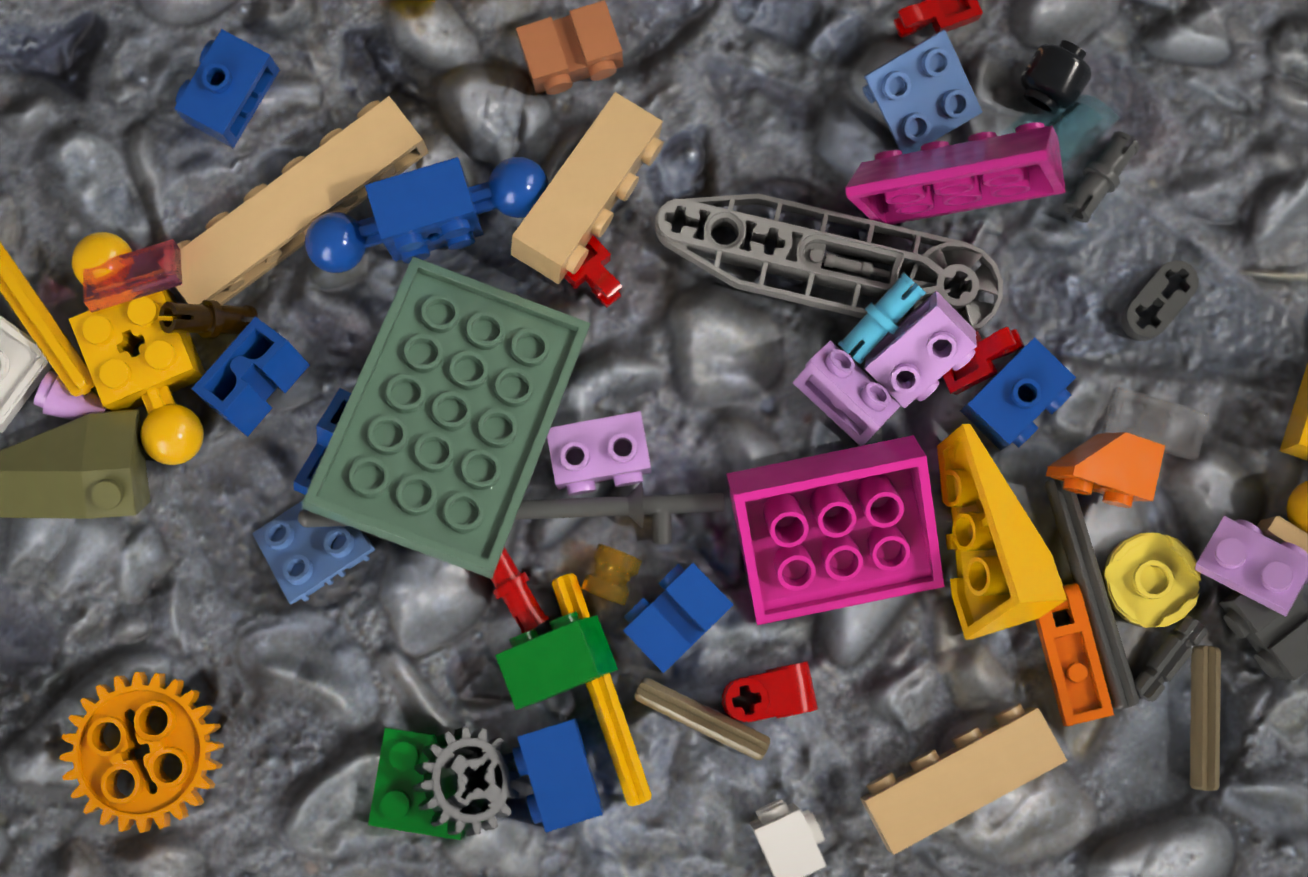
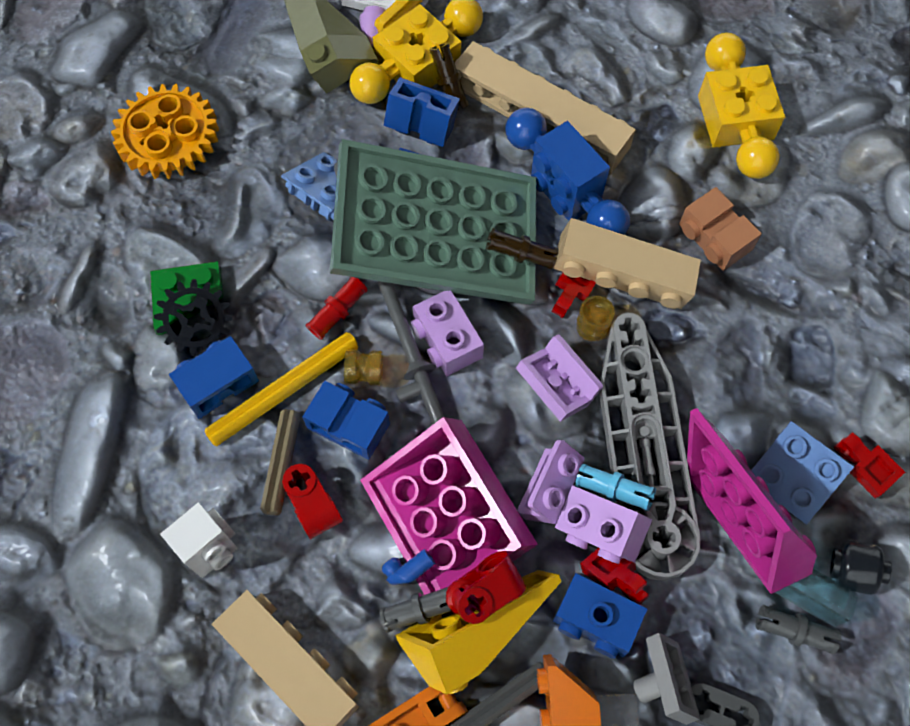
camera: 70 degrees right, 15 degrees down
(133, 276) = (462, 28): tile -> none
(226, 88) = (600, 48): blue brick -> none
(522, 314) = (522, 248): none -> dark brown pin
(555, 661) = (291, 345): green brick -> none
(643, 247) = (598, 311): none -> clear yellow wheel
(711, 331) = (560, 378): none -> lavender bracket
(897, 602) = (410, 571): none -> blue arm
(946, 600) = (417, 609): none -> dark grey pin
(961, 510) = (488, 588): none -> red piece
(1115, 345) = (668, 680): none -> light grey tile

